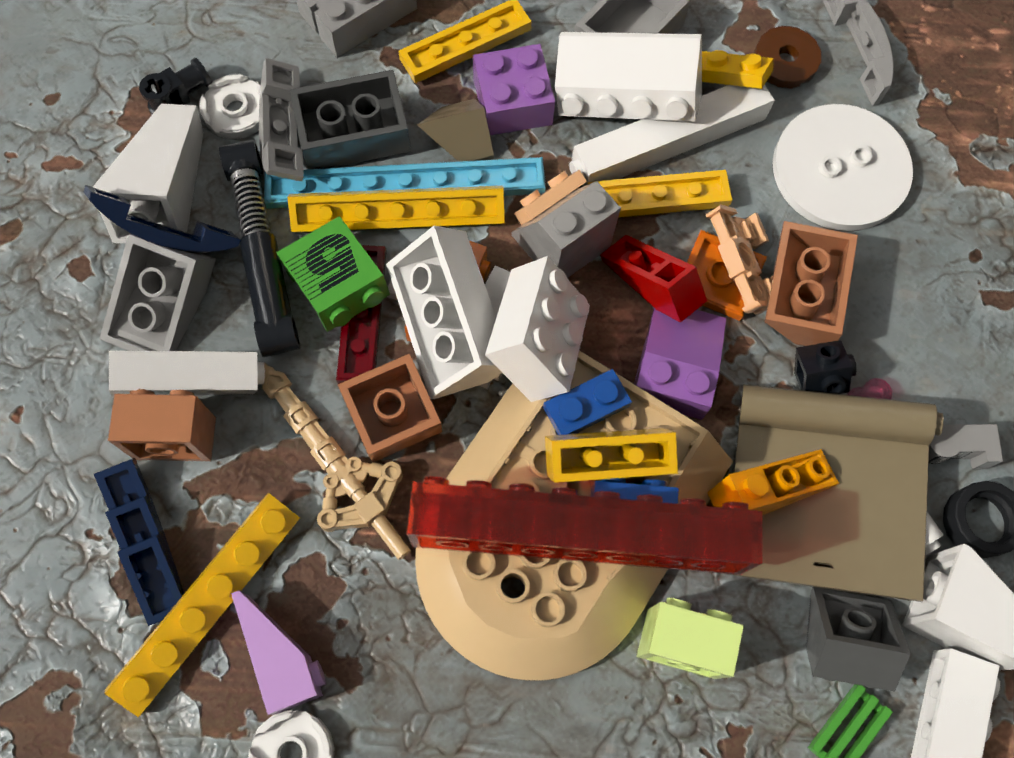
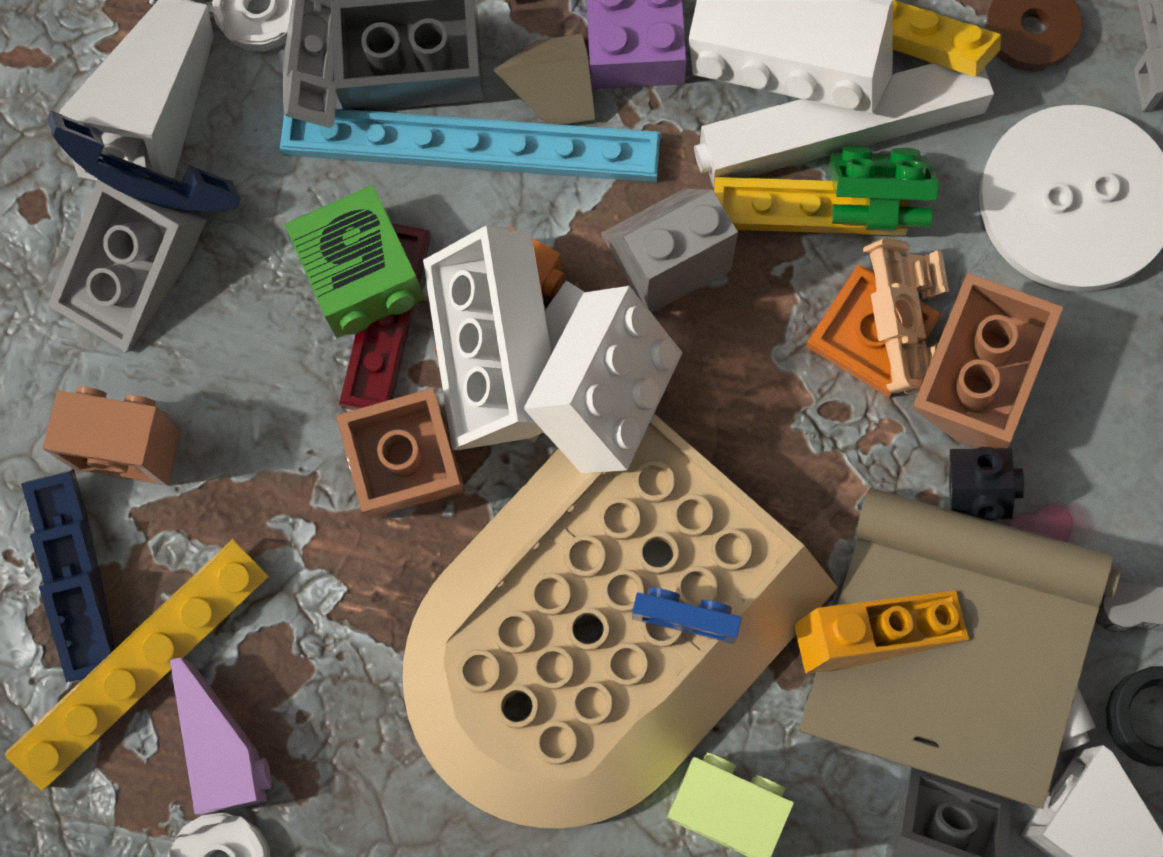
camera: 20 degrees right, 5 degrees up
(185, 370) = (148, 370): white slope -> none
(273, 321) = (270, 318): black piece -> none
(344, 474) = (331, 529): tan bar -> none
(398, 208) = (454, 180): yellow plate -> none
(537, 203) = (676, 179): light nougat plate -> none
(585, 527) = (610, 649): clear red brick -> none
(587, 404) = (650, 488): blue plate -> none
(611, 455) = (664, 561): yellow brick -> none
(658, 277) = (780, 324): red slope -> none
(682, 361) = (795, 437): medium lavender slope -> none
(713, 171) = (883, 182): none -> green plate

